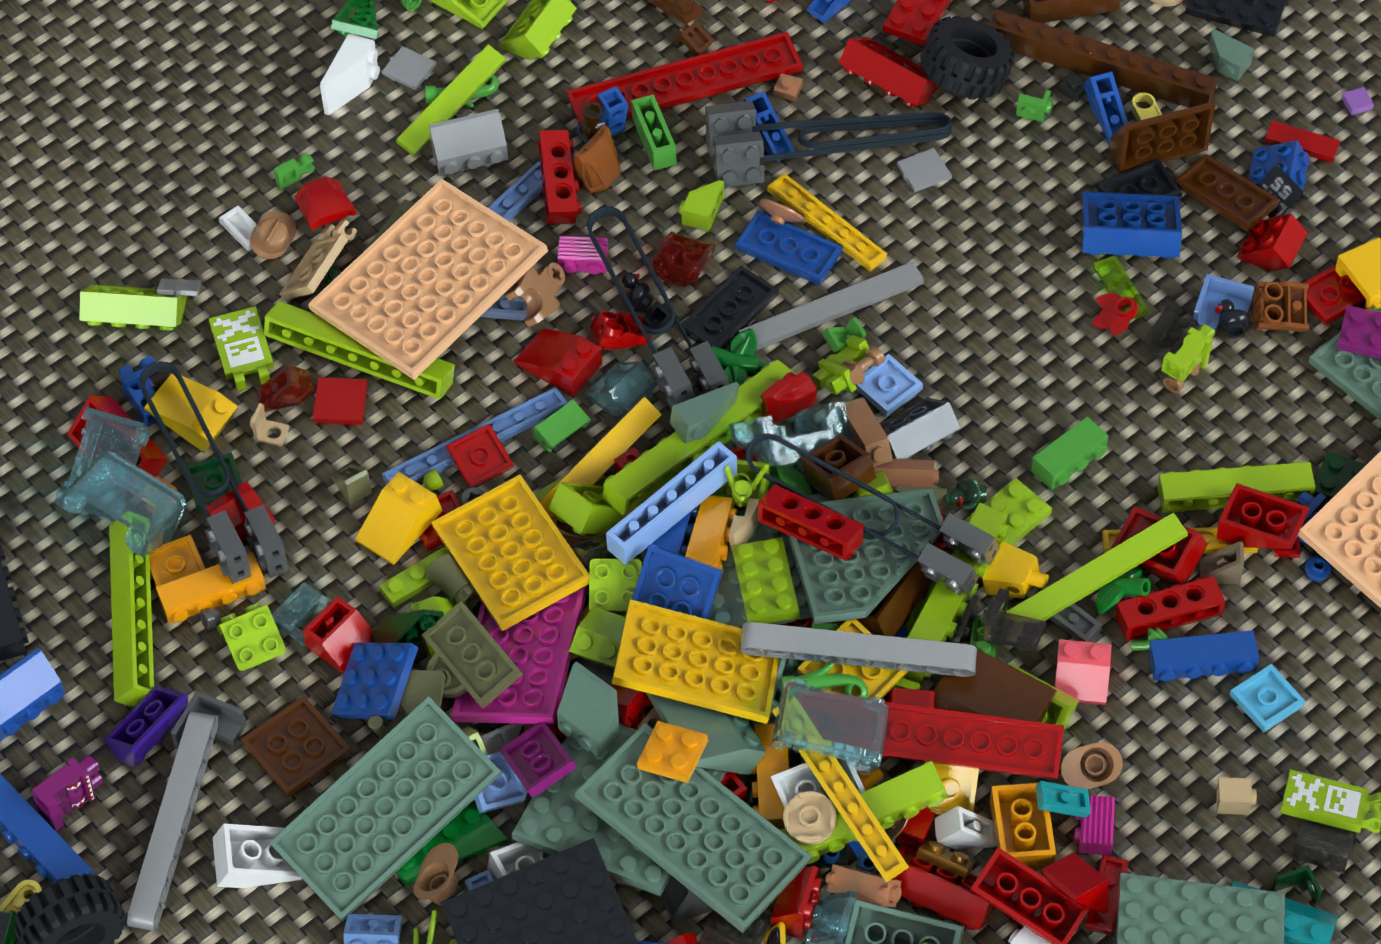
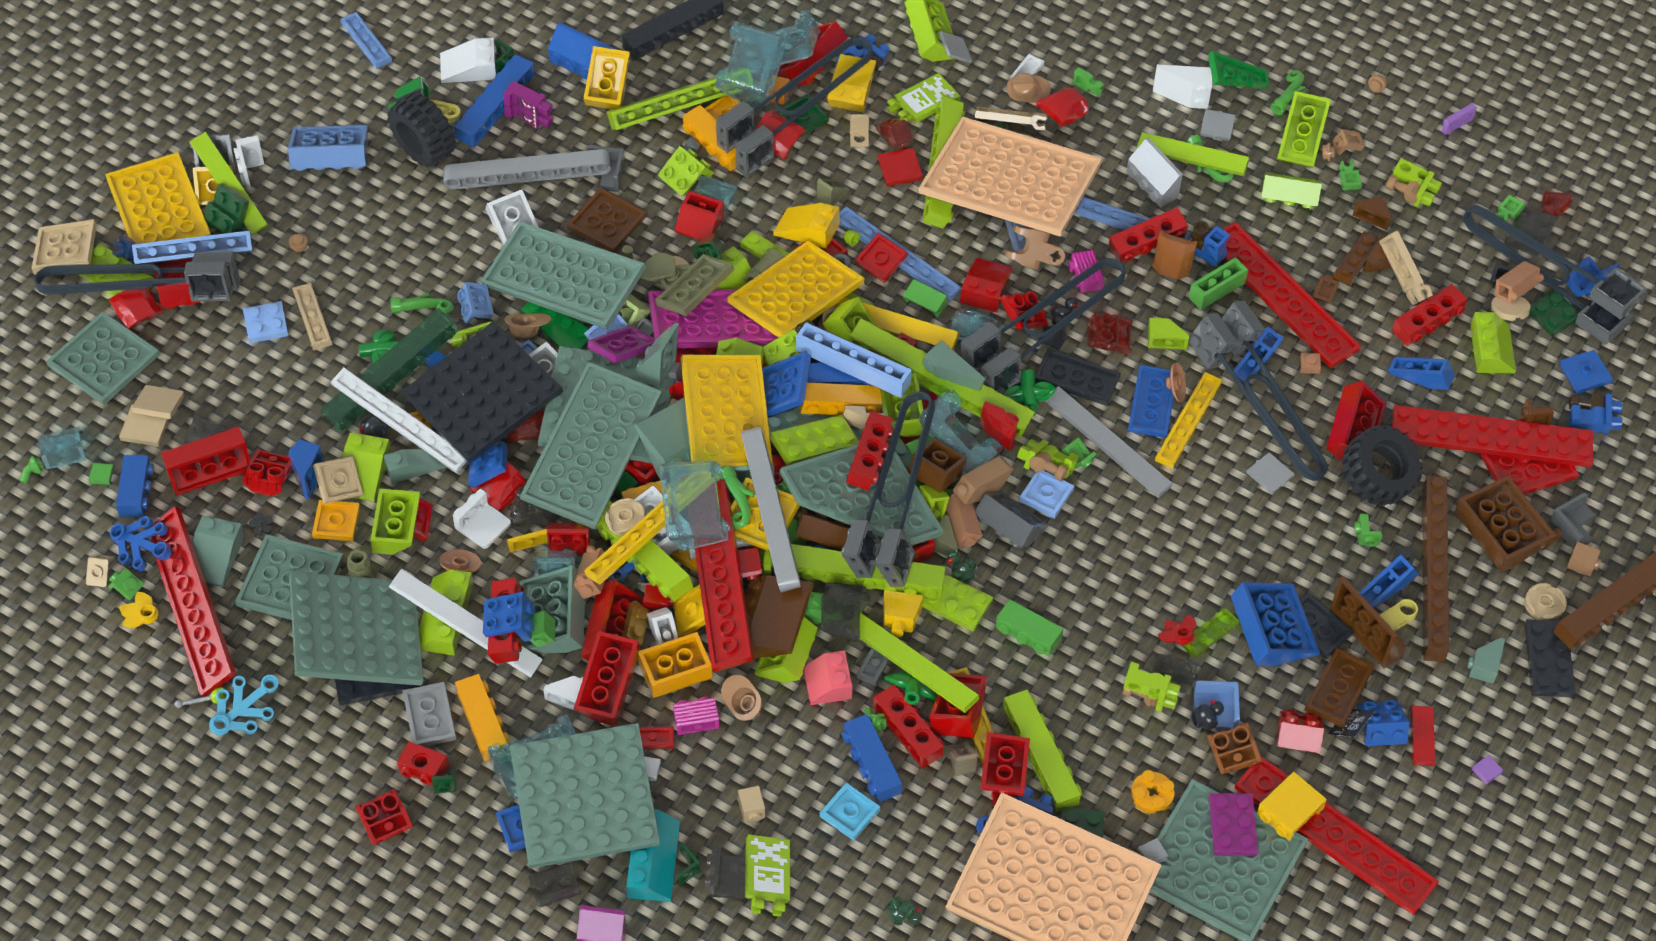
camera: 70 degrees right, 0 degrees up
(68, 680) = (606, 78): none -> yellow slope
(146, 725) = (589, 131): dark purple slope -> none
(374, 680) = (664, 242): blue plate -> none
(672, 751) = (639, 410): light orange plate -> none
(743, 489) = (888, 405): lime plant -> none
(1063, 799) = (698, 678): teal plate -> none
(1079, 881) = (630, 703): red slope -> none
(1311, 388) = (1155, 781): none -> light orange plate

